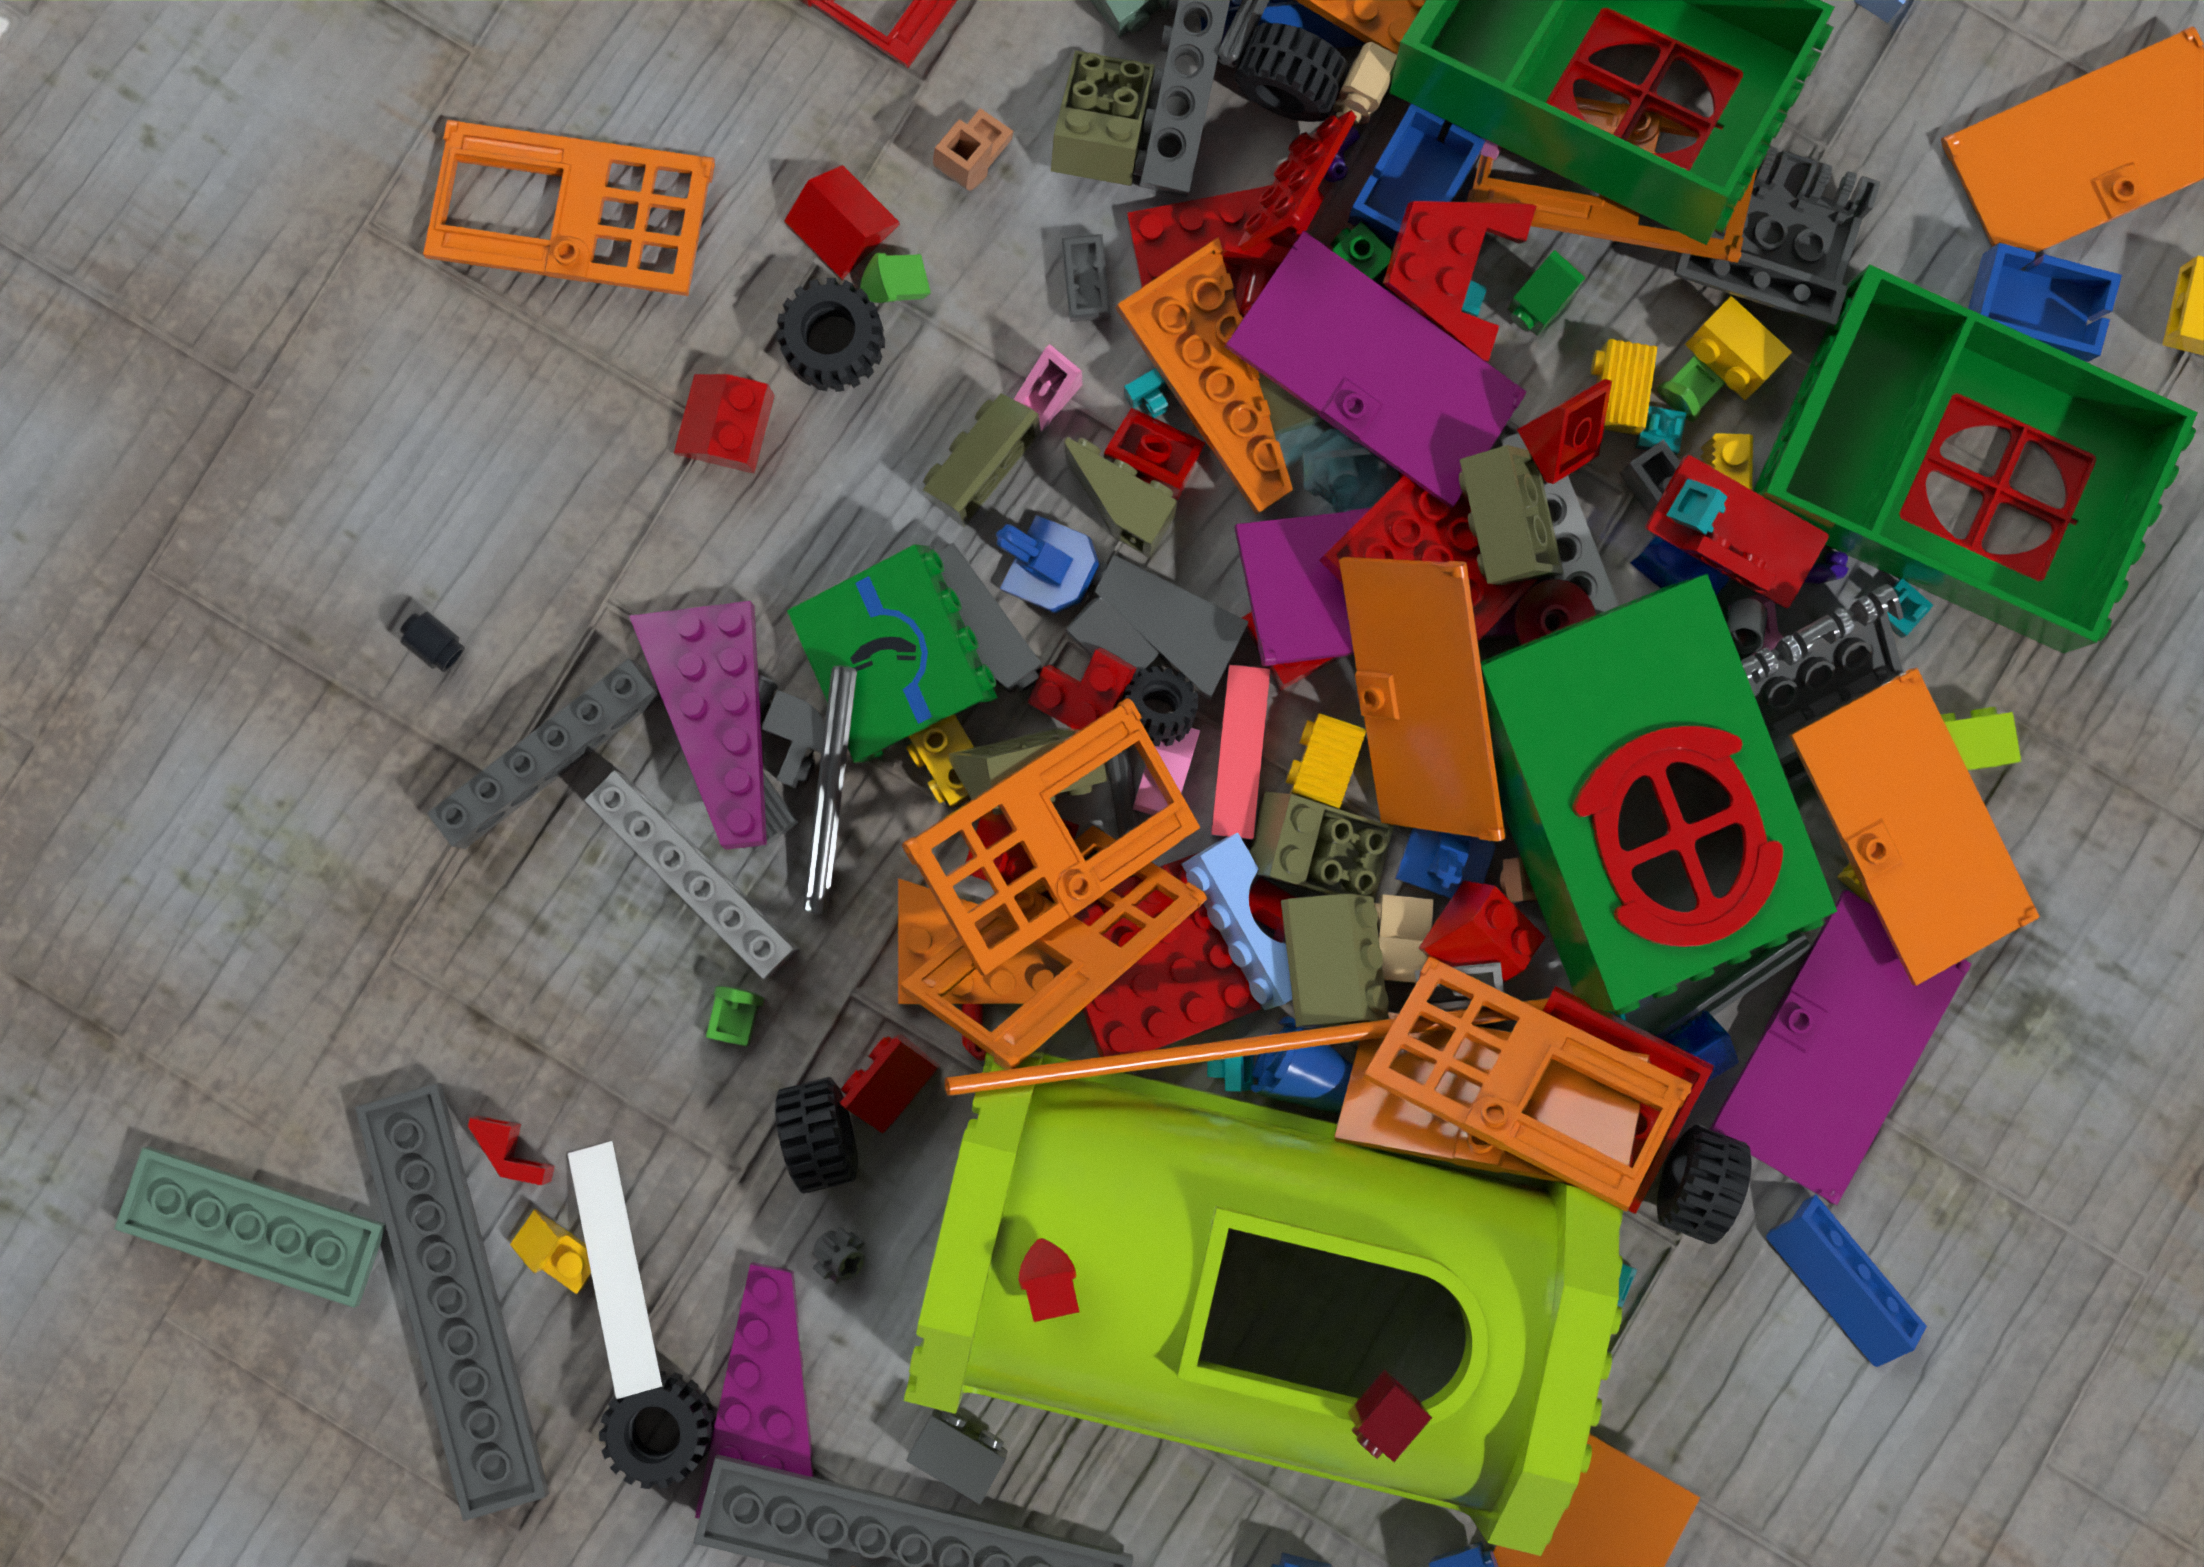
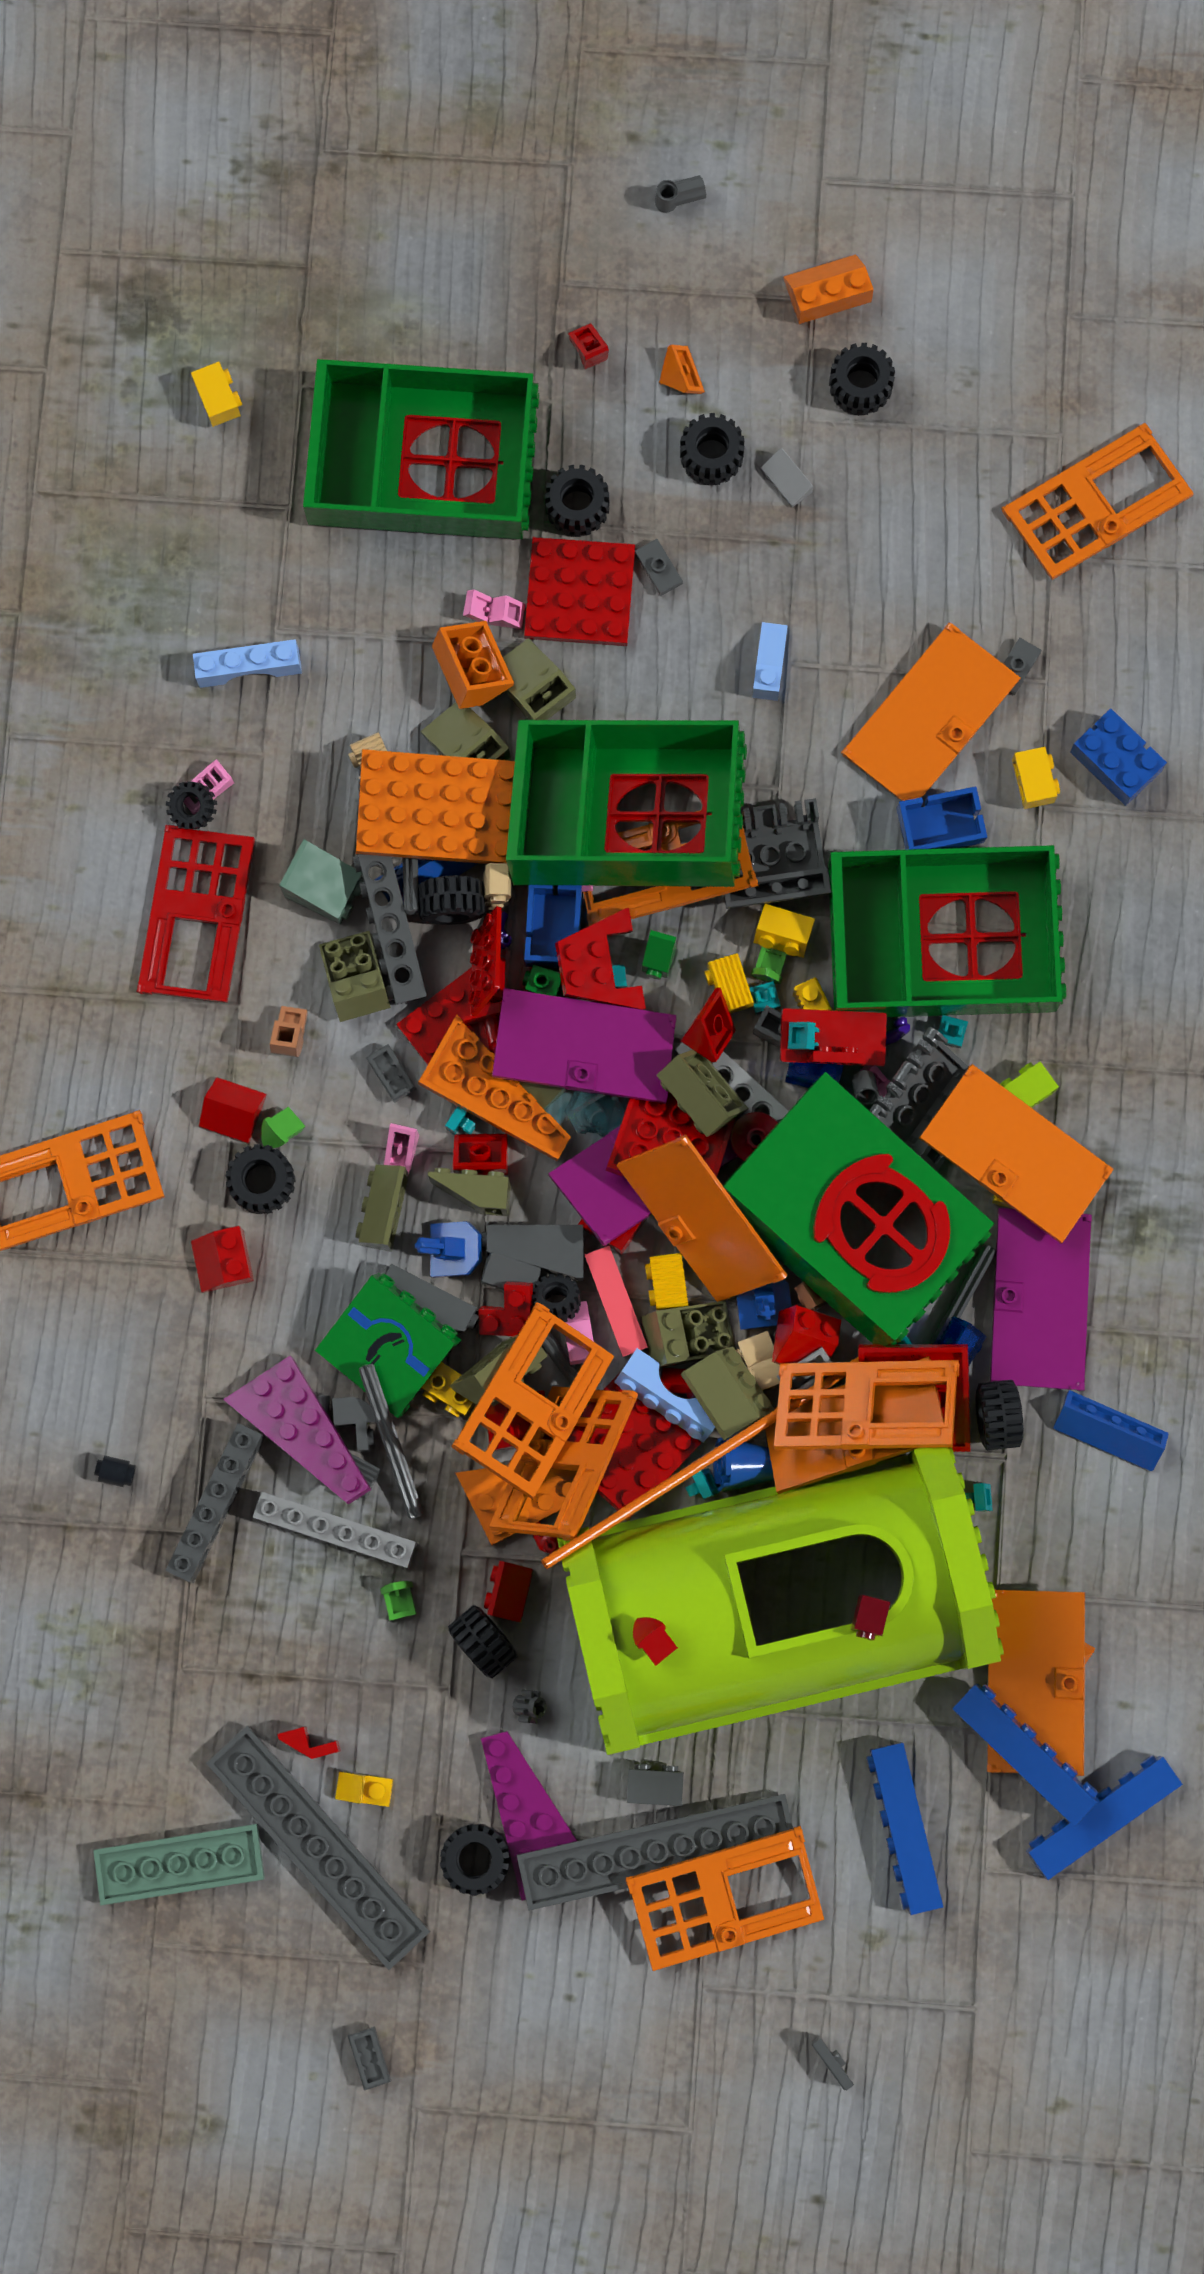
camera: 25 degrees left, 5 degrees down
(614, 1270) = (404, 1779): white sticker -> none

